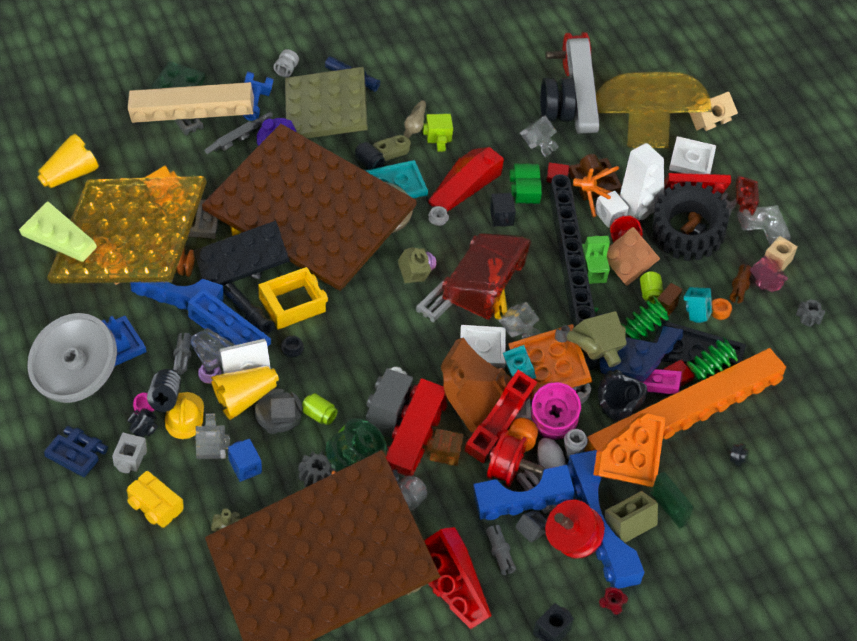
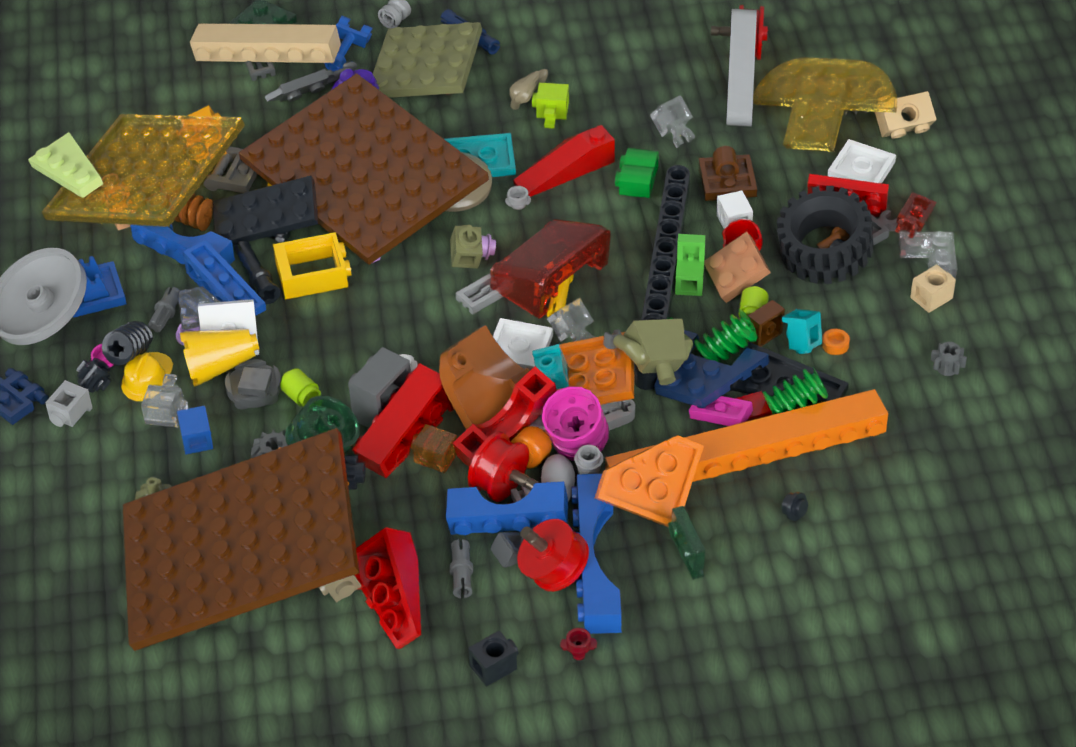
camera: 20 degrees right, 5 degrees down
(67, 163) = (102, 94): yellow cone -> none
(154, 499) = (79, 456): yellow brick -> none
(292, 346) = (294, 318): black plate -> none
(369, 156) = (456, 122): black brick -> none
(393, 147) = (488, 118): olive plate -> none
(413, 491) = (372, 491): clear head -> none
(502, 209) = (597, 198): black brick -> none
(555, 169) = (687, 161): red tile -> none
(557, 99) = (709, 81): black wheel -> none
(589, 184) = (713, 180): orange plant -> none
(620, 395) = (666, 416): black hair -> none
(632, 516) = (629, 553): olive brick -> none
(643, 181) = (770, 179): white wedge -> none
(740, 283) = (870, 315): reddish brown pin -> none
(768, 274) = (908, 307): clear pink brick -> none

